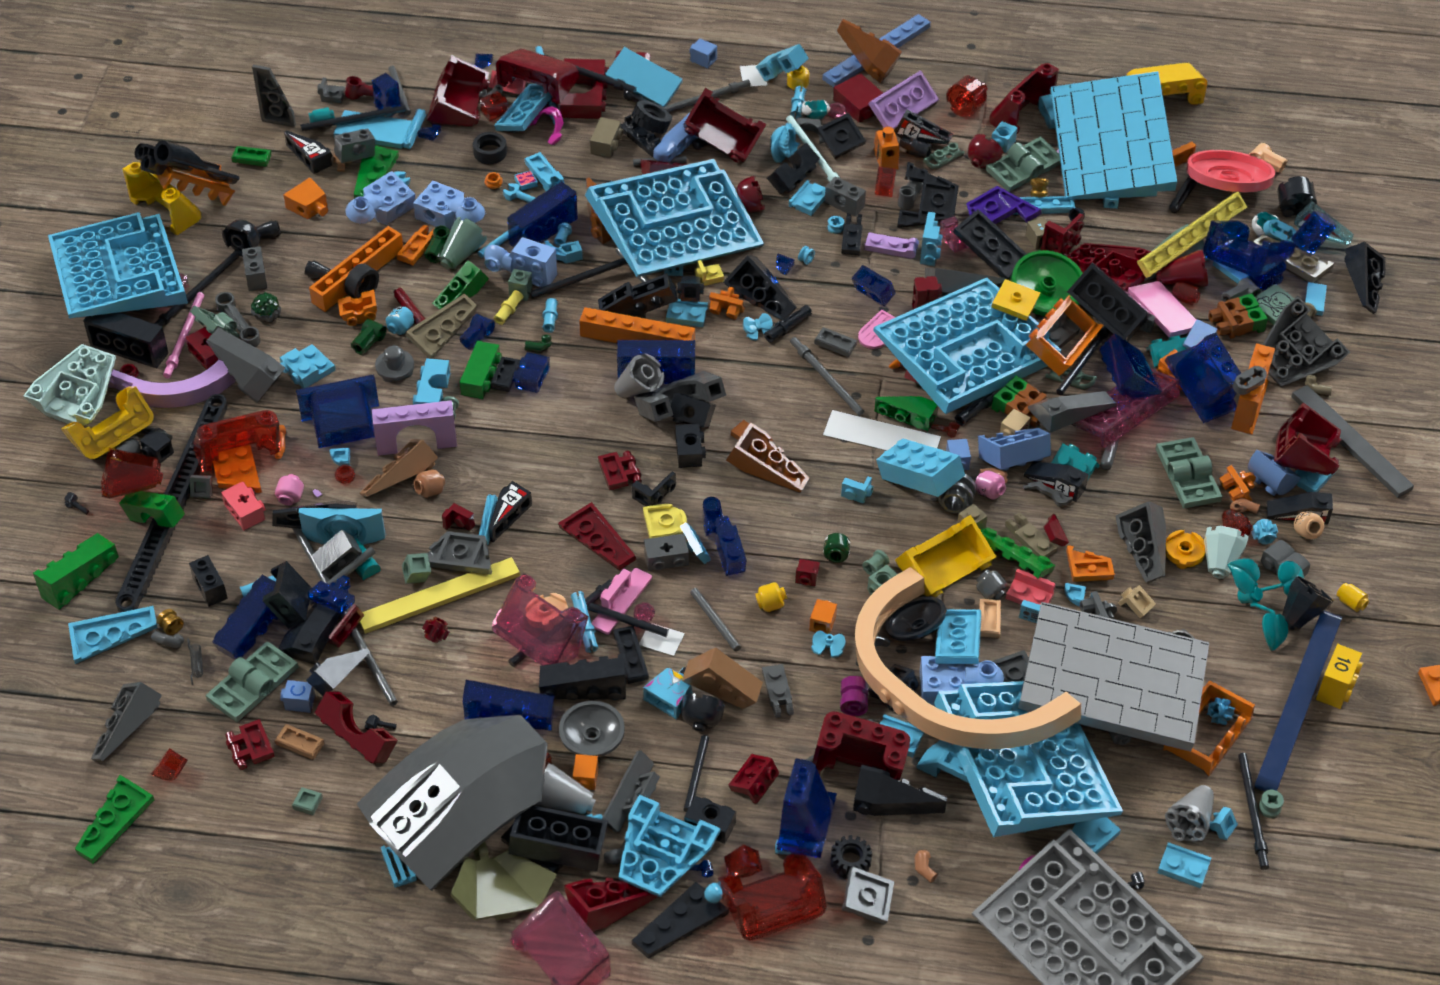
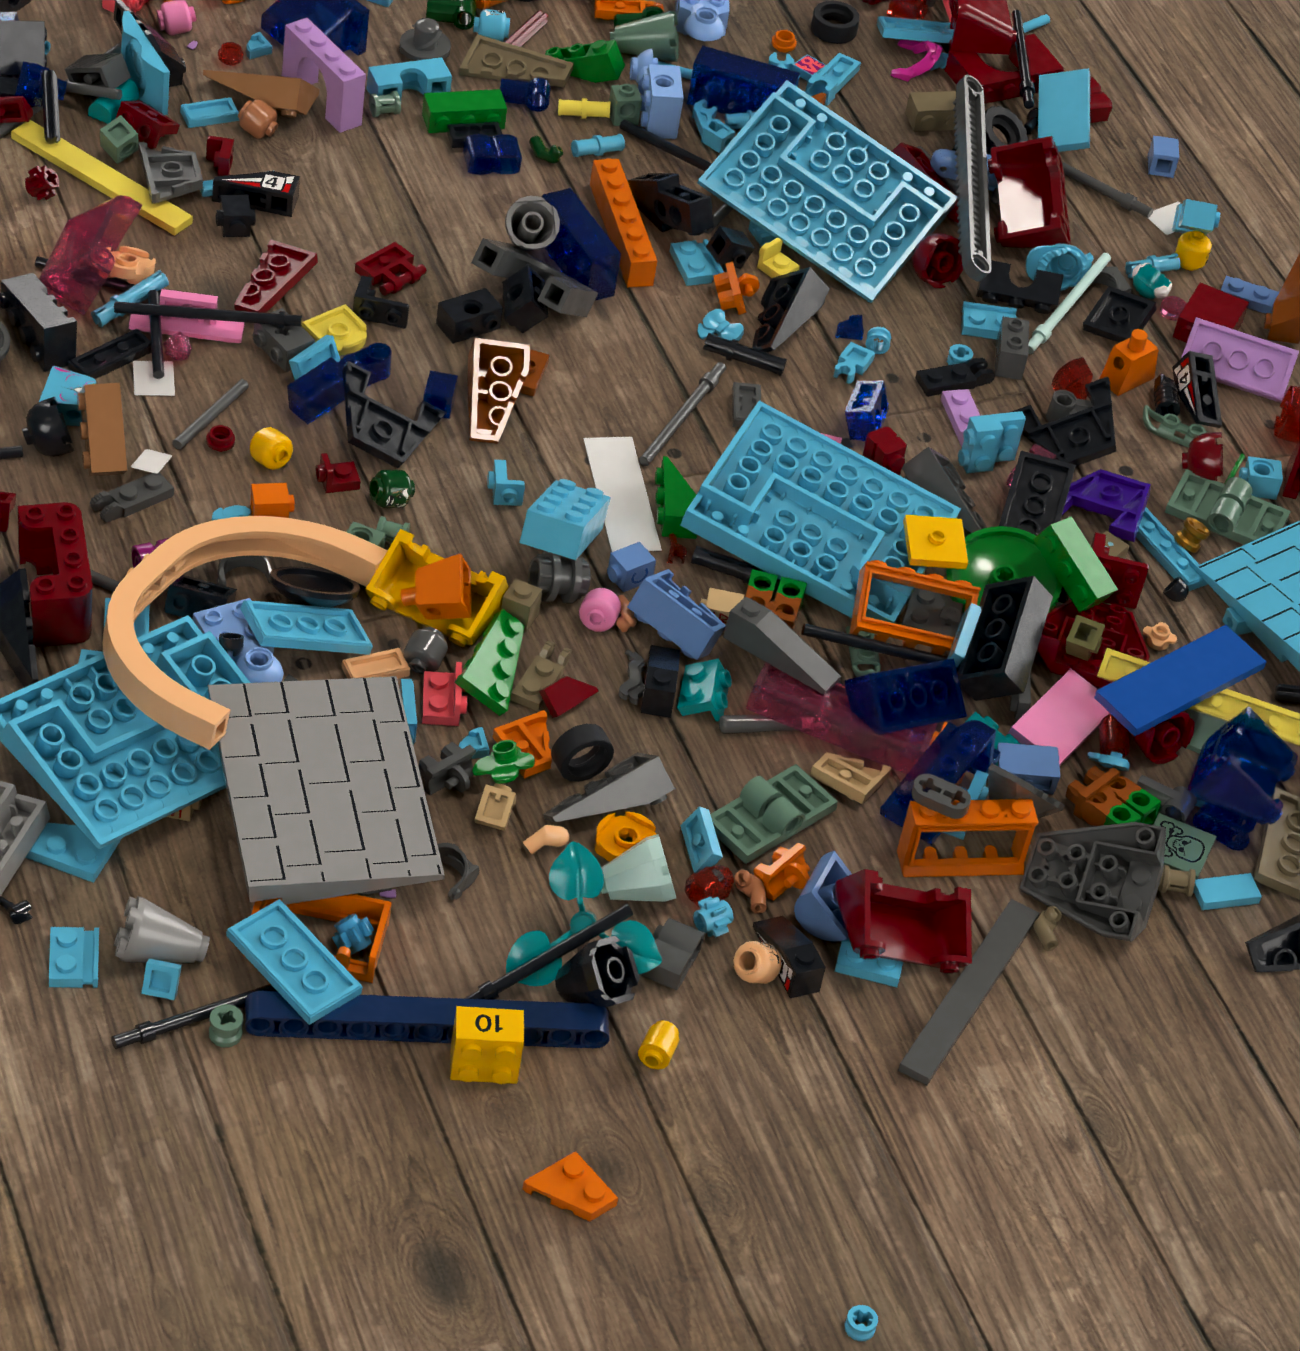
camera: 55 degrees right, 5 degrees down
(365, 593) = (50, 106): none -> black axle
(395, 548) = (147, 122): none -> dark red bracket
(400, 509) = (209, 112): none -> medium azure tile
(526, 533) = (235, 216): none -> black brick
(660, 543) = (281, 319): none -> black bar
(701, 144) = (972, 178): none -> dark grey gear
(744, 617) = (220, 438): none -> dark red plate
(753, 666) = (151, 461): none -> white sticker
(757, 489) = (441, 391): none -> clear blue brick
(780, 530) = (380, 428): none -> black wing
(819, 273) = (853, 360): none -> medium azure plate
(951, 555) = (441, 589): none -> orange torso
(970, 676) = (232, 642): none -> black hinge
(1065, 244) = (1075, 564): none -> green brick
(1100, 320) = (964, 634): none -> medium azure tile
(1110, 238) = (1159, 636): none -> light nougat plate
(1113, 582) = (504, 762): none -> green plate
(1116, 539) = (576, 740): none -> black tyre
(1122, 267) = (1084, 638): none -> olive brick
(1171, 583) = (547, 835): none -> light nougat arm
(1172, 423) = (849, 776): none -> tan wing
(1182, 240) = (1179, 680): none -> blue tile
(1201, 513) = (701, 839): none -> medium azure plate
(1207, 302) = (1109, 761): none -> medium azure piece
(1242, 347) = (1009, 786): none -> dark grey wedge
(1246, 746) = (294, 961): none -> medium azure tile
(1287, 661) = (490, 990): none -> black bar

